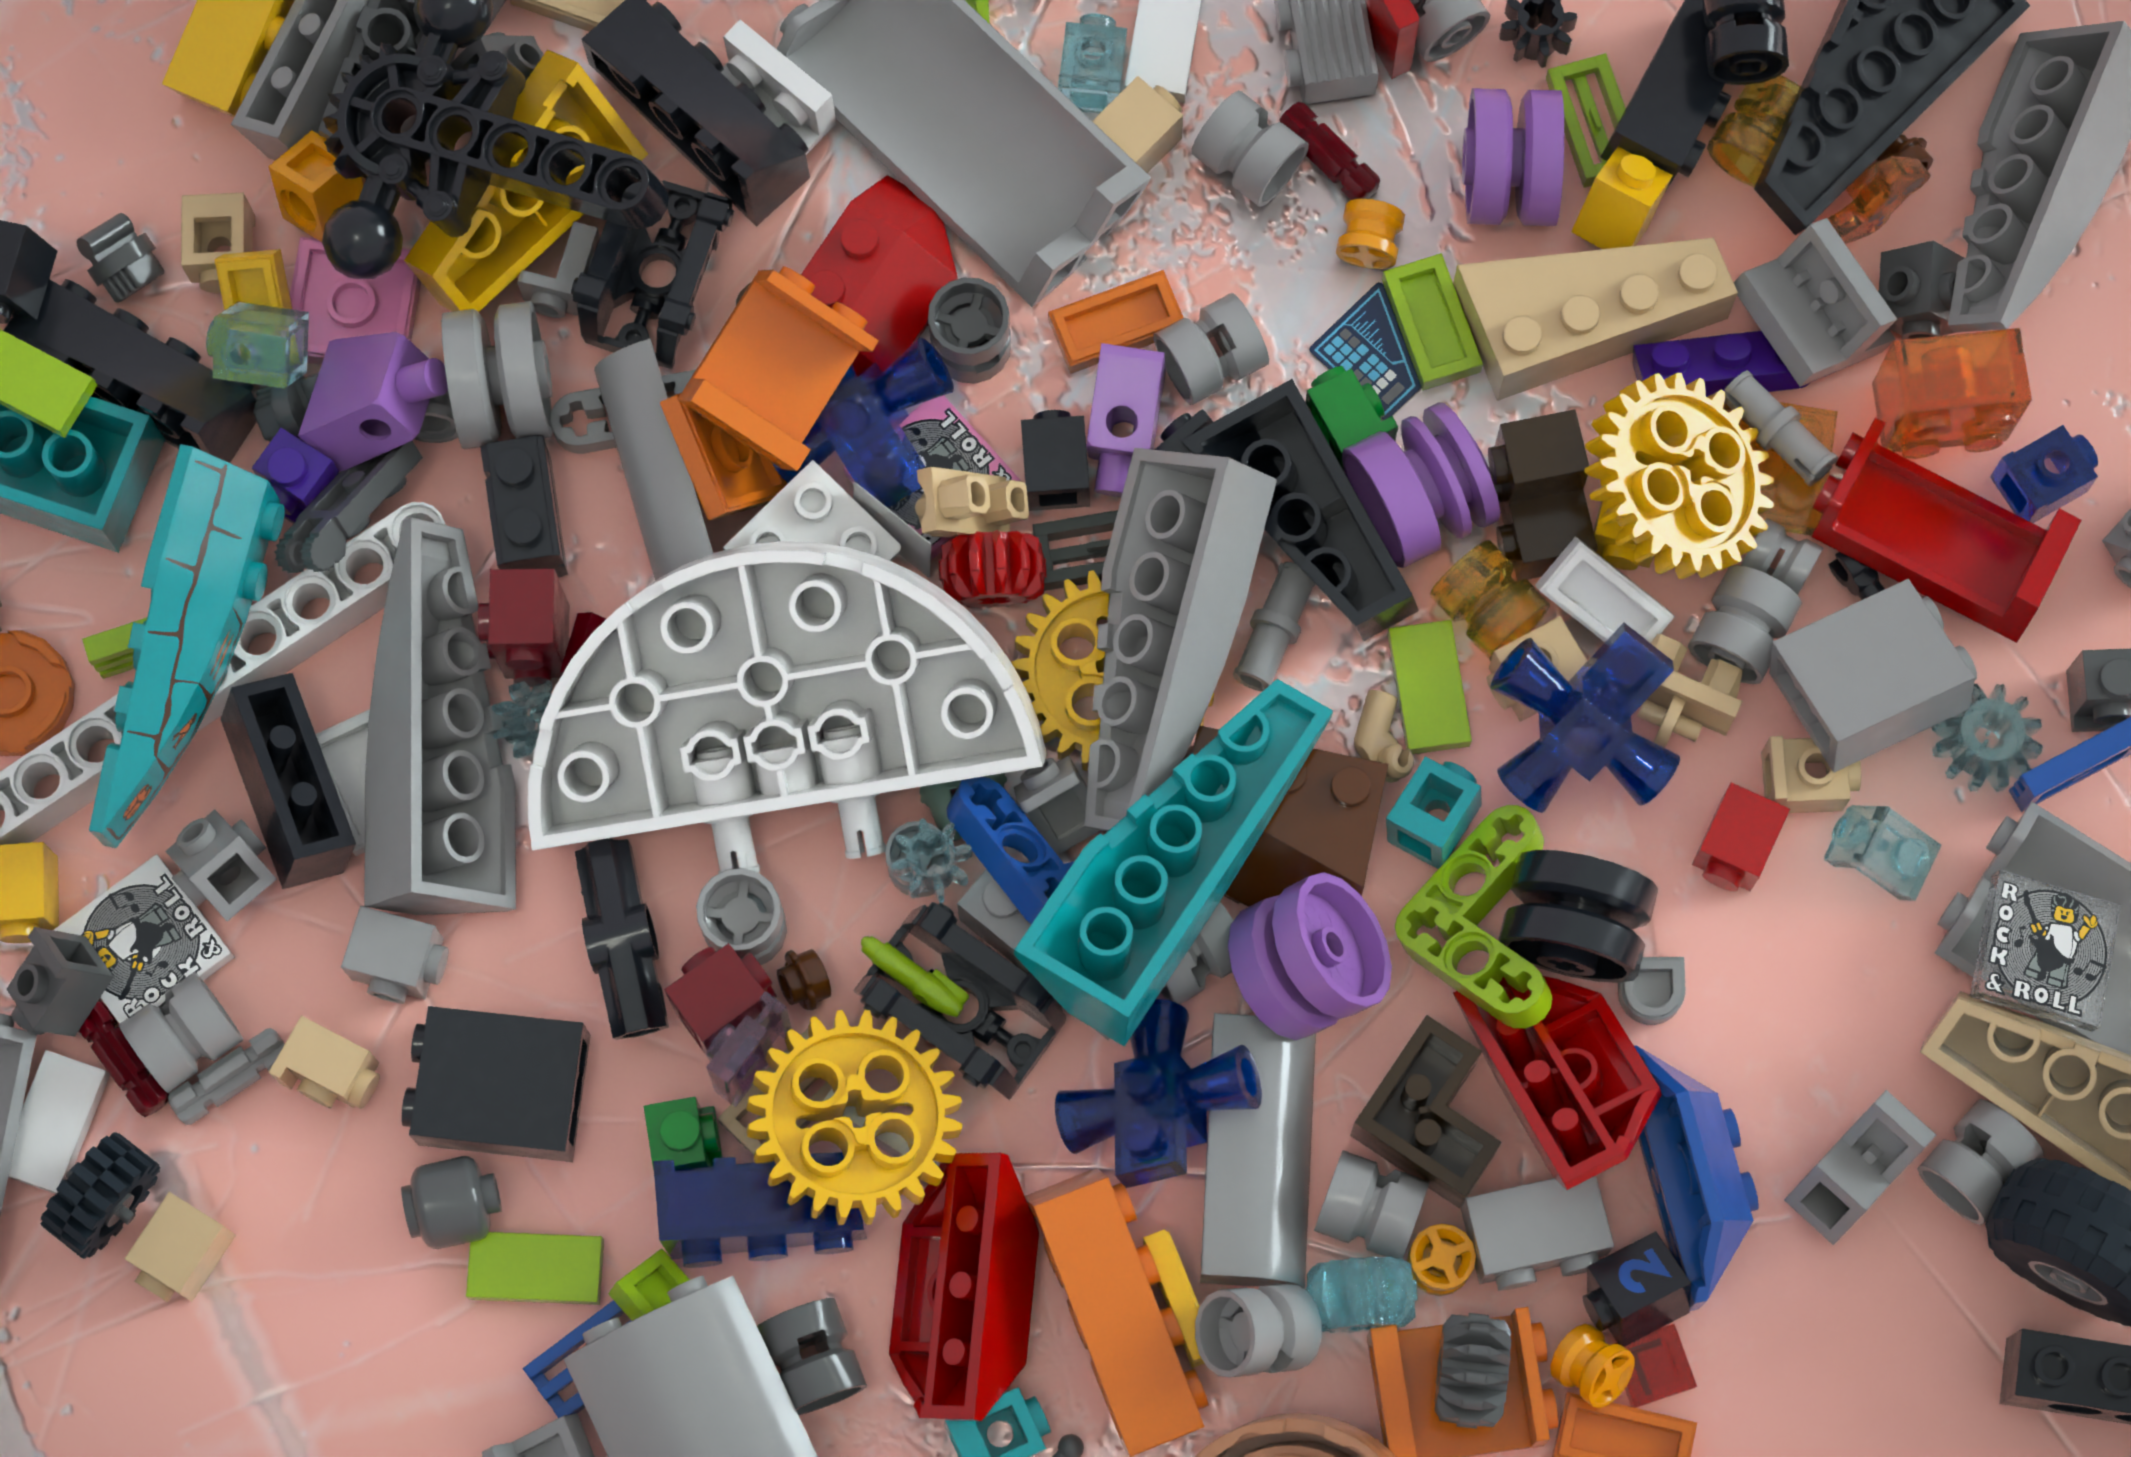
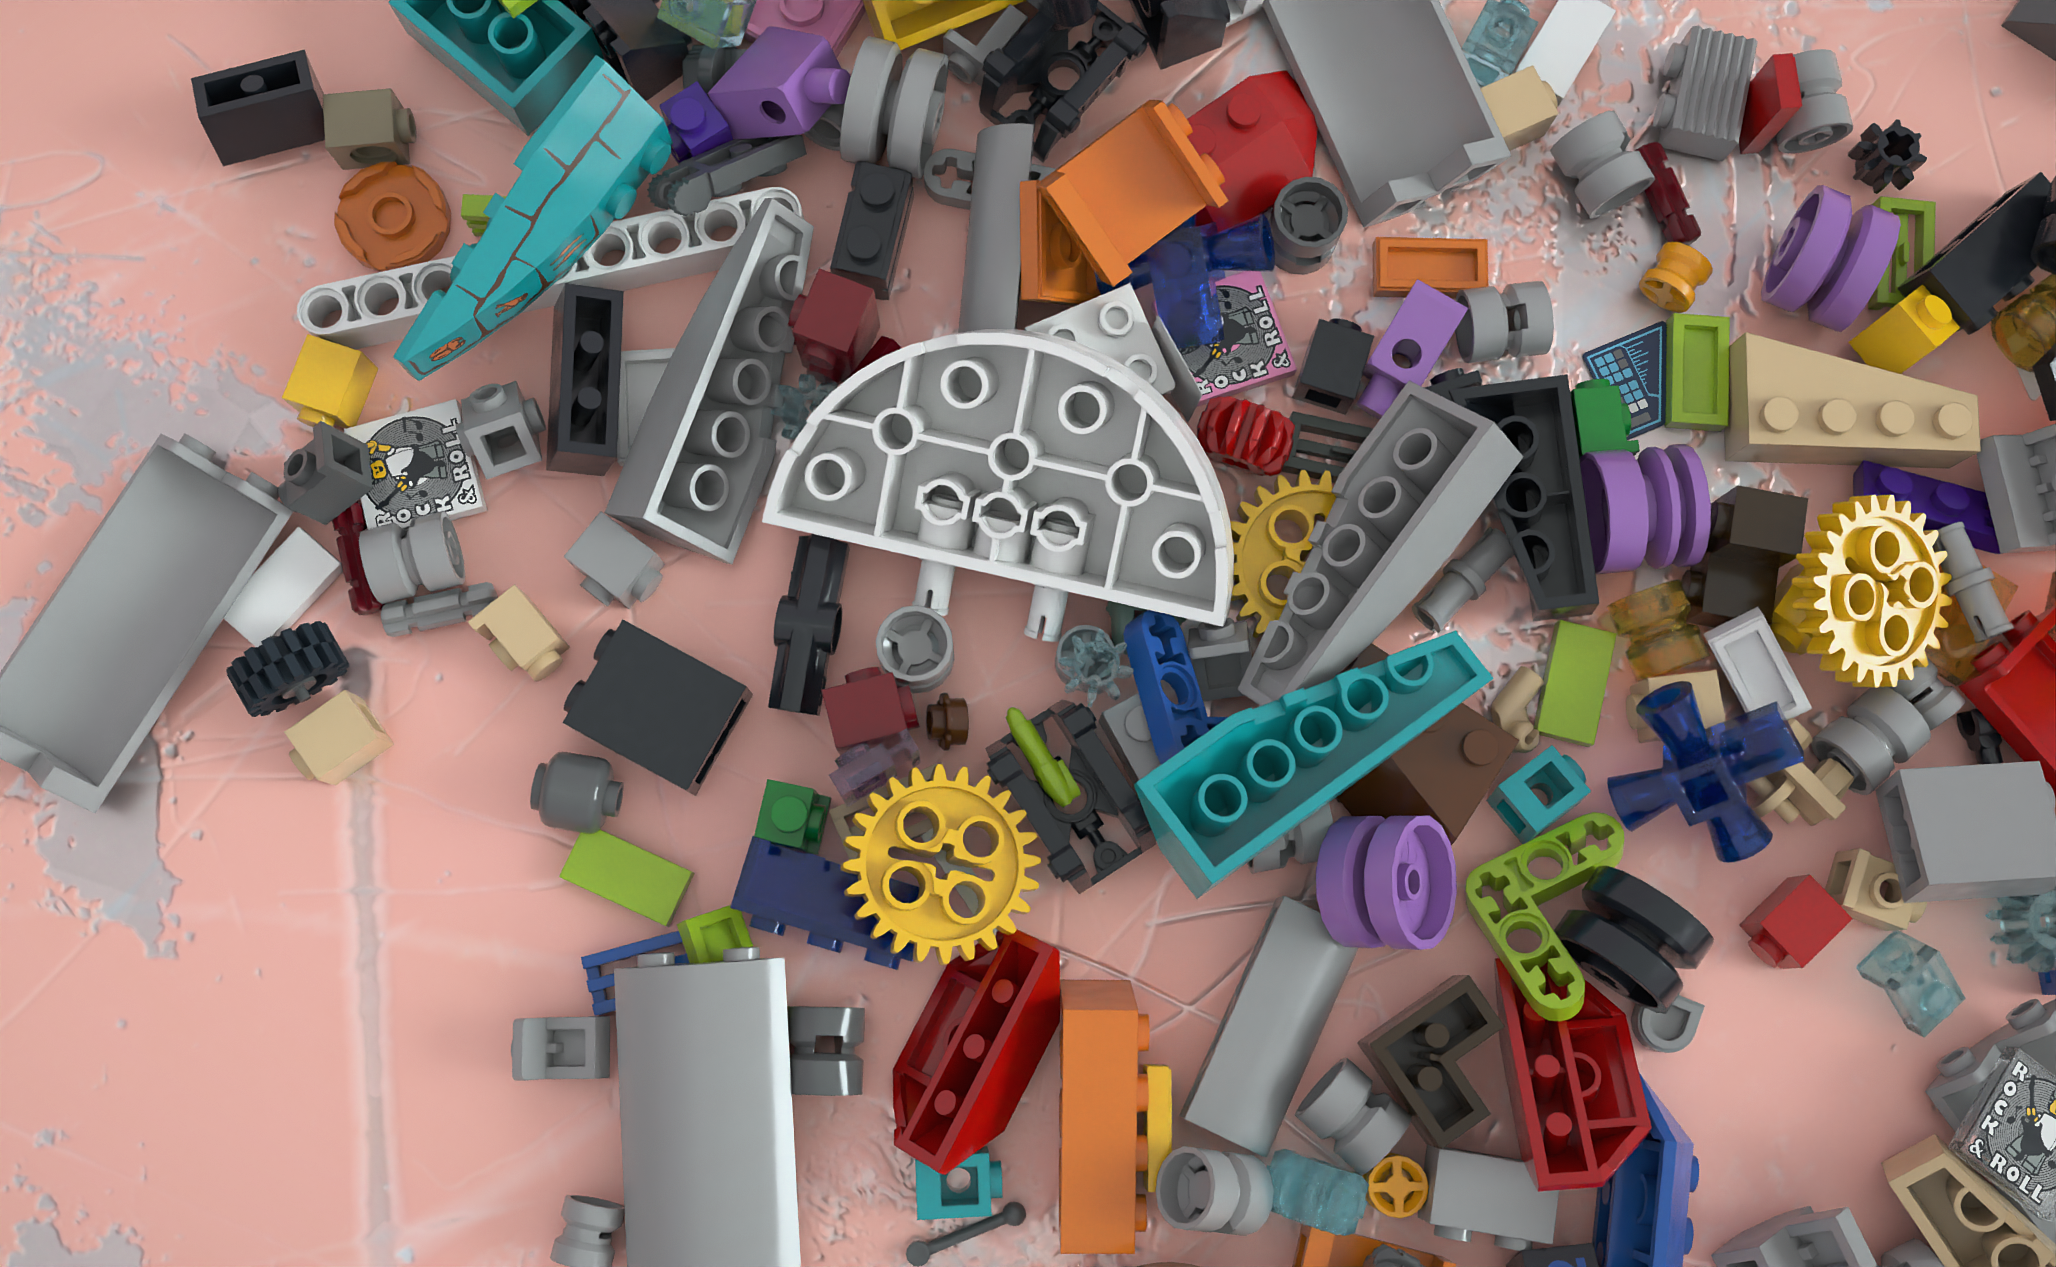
camera: 15 degrees right, 5 degrees up
(968, 502) = (1247, 371): tan hips -> none
(1157, 1100) = (1206, 954): clear blue brick -> none

